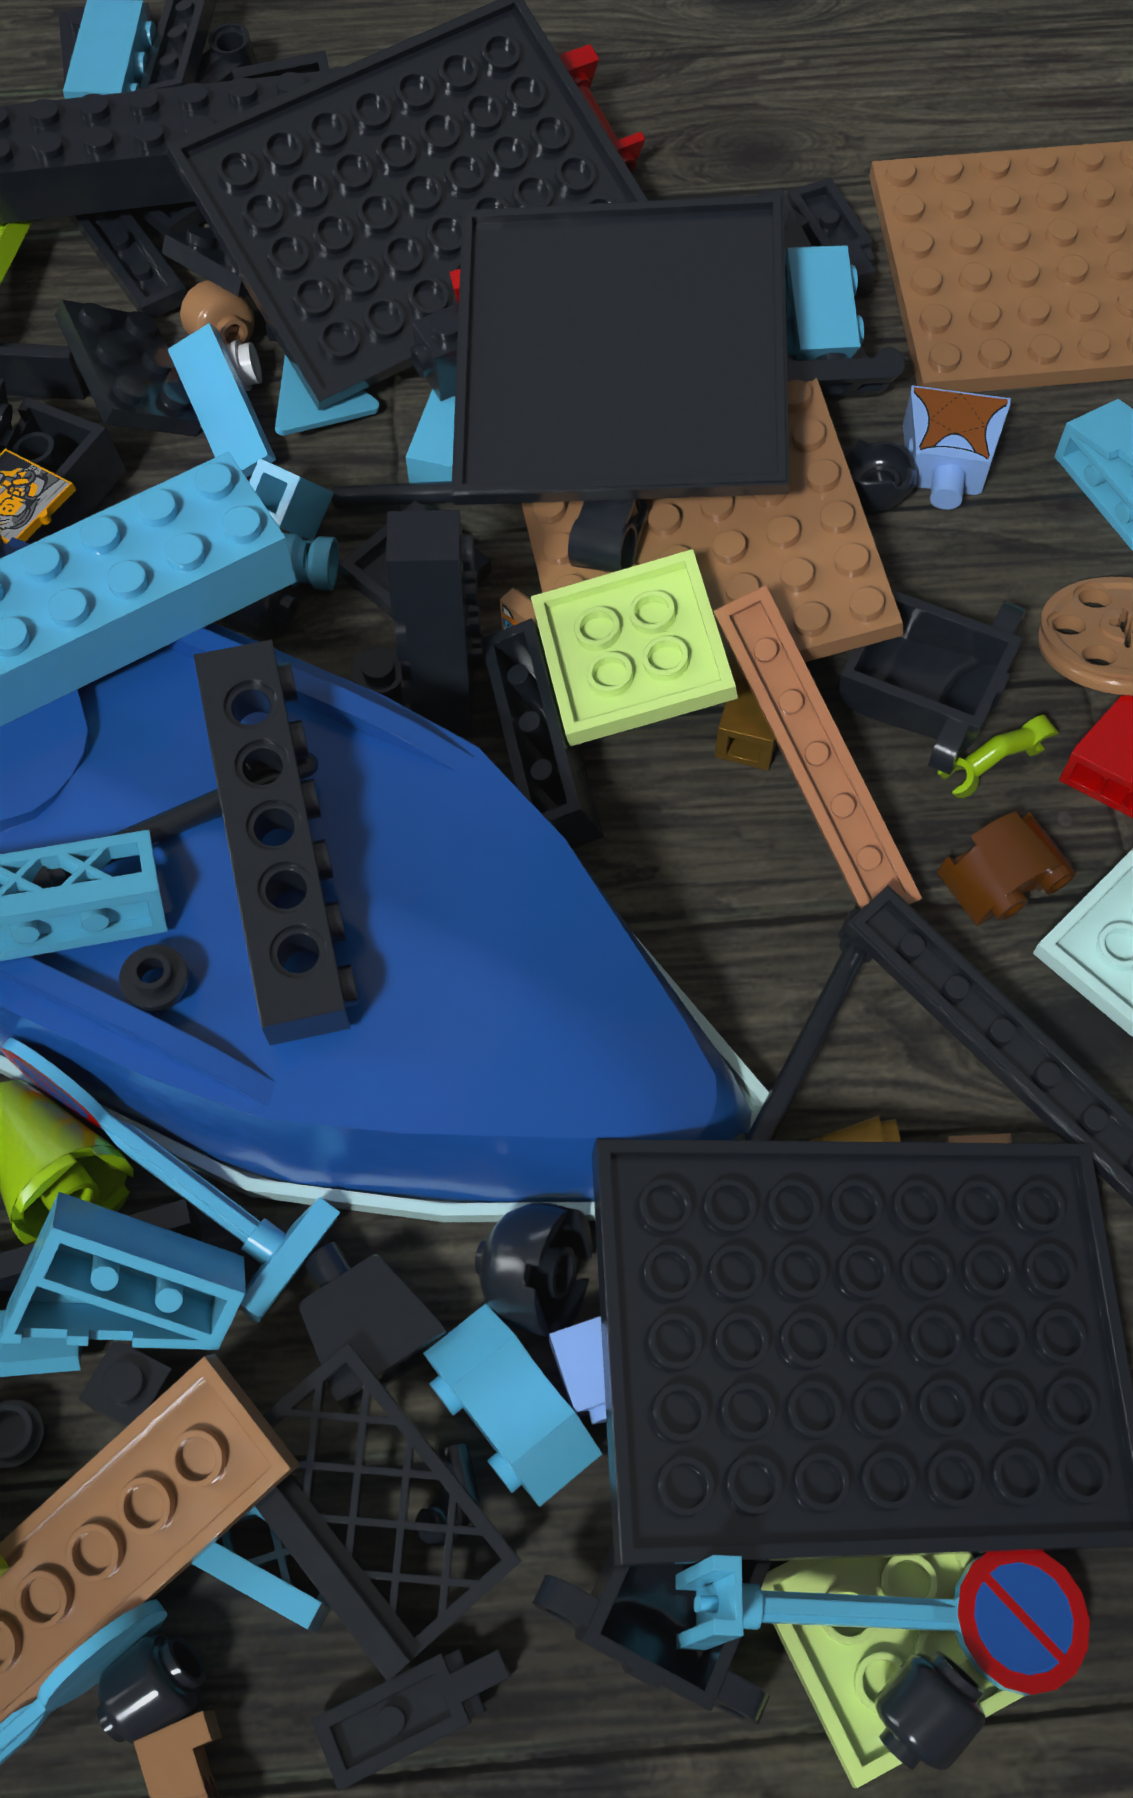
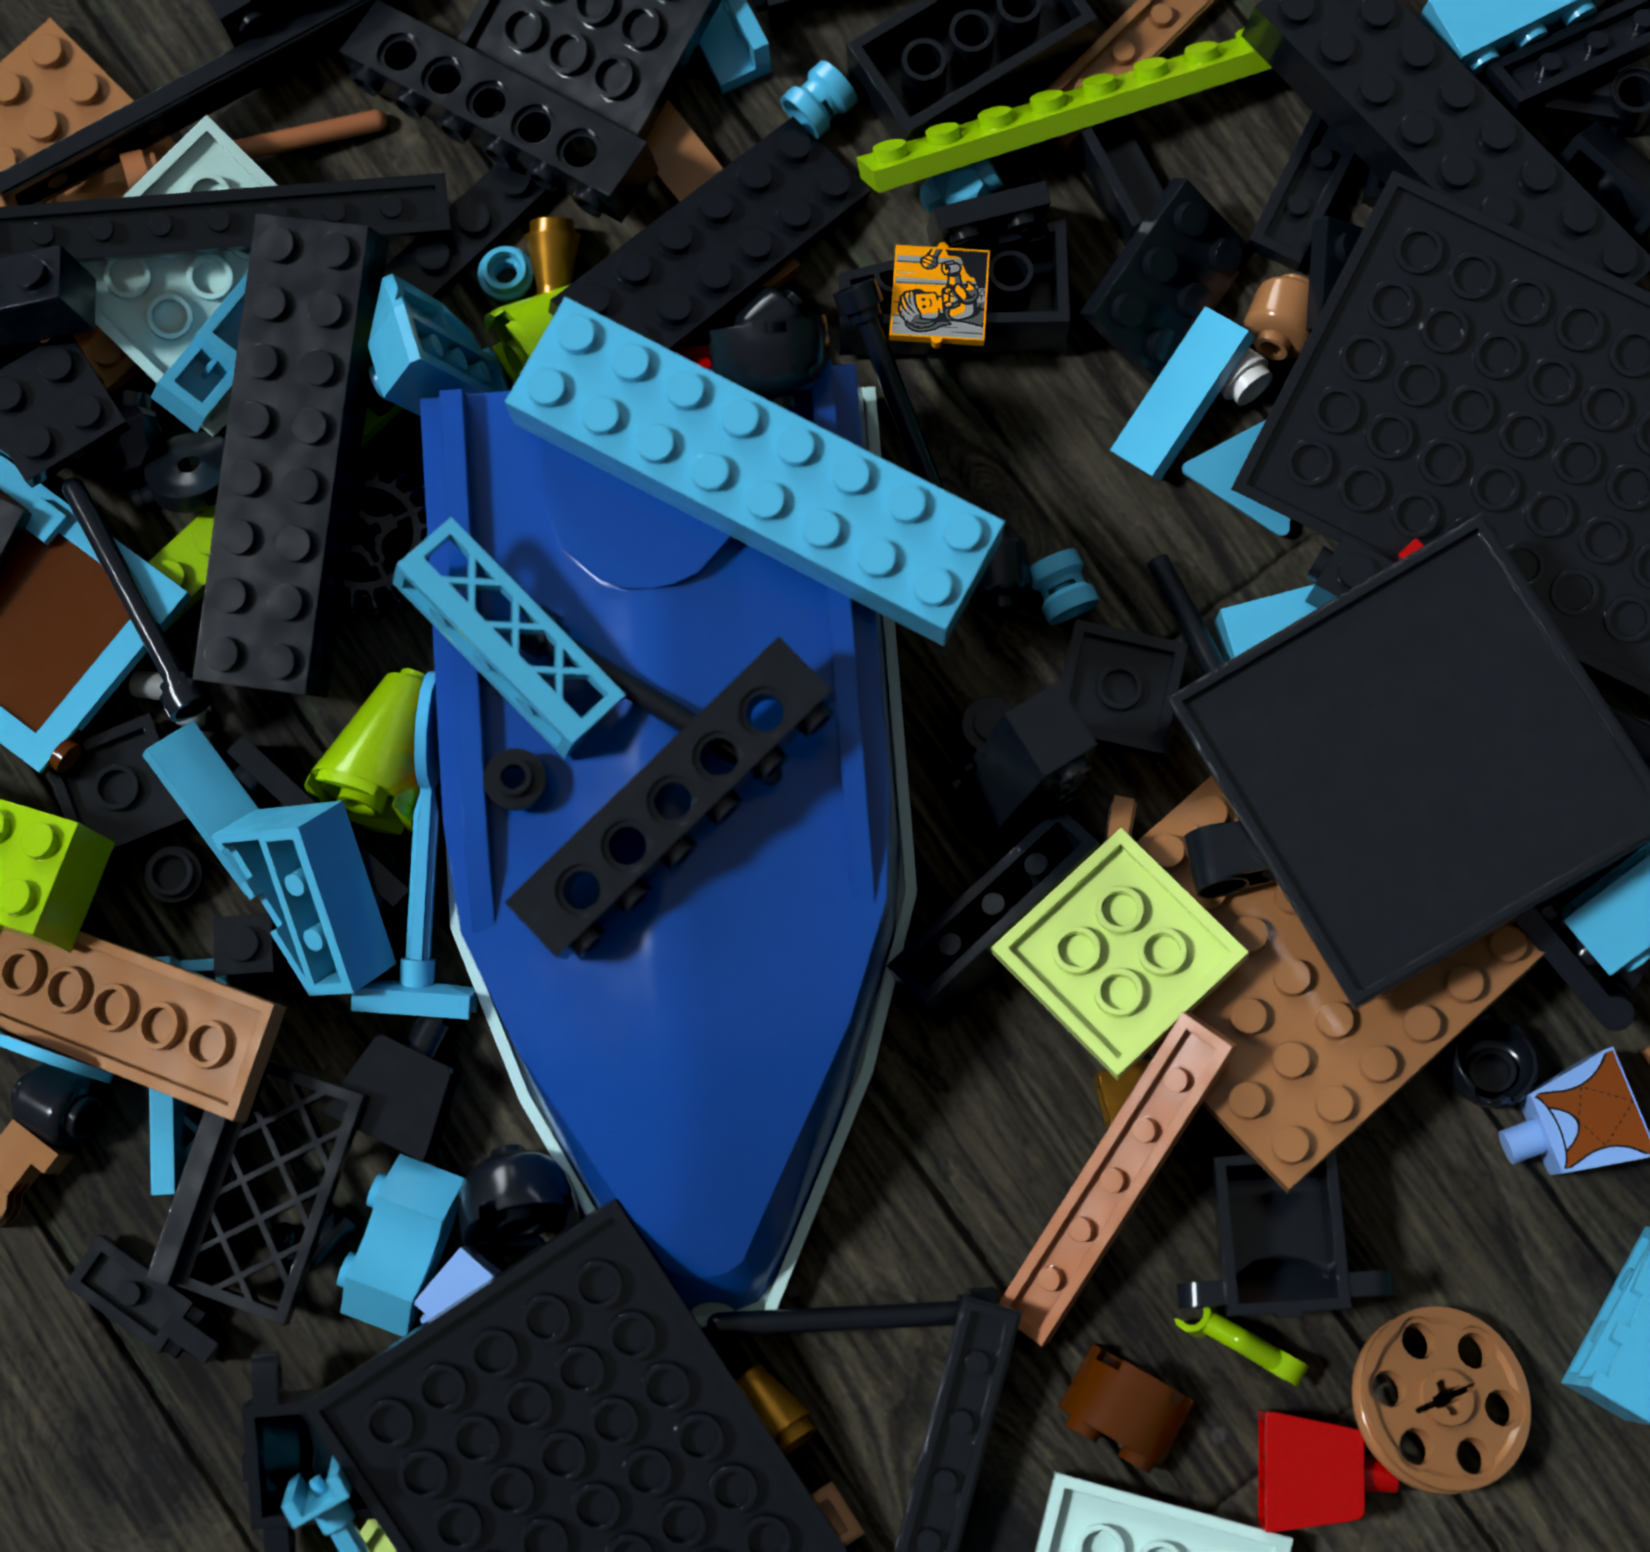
camera: 65 degrees right, 15 degrees up
(290, 499) = (1108, 528): medium azure brick -> none

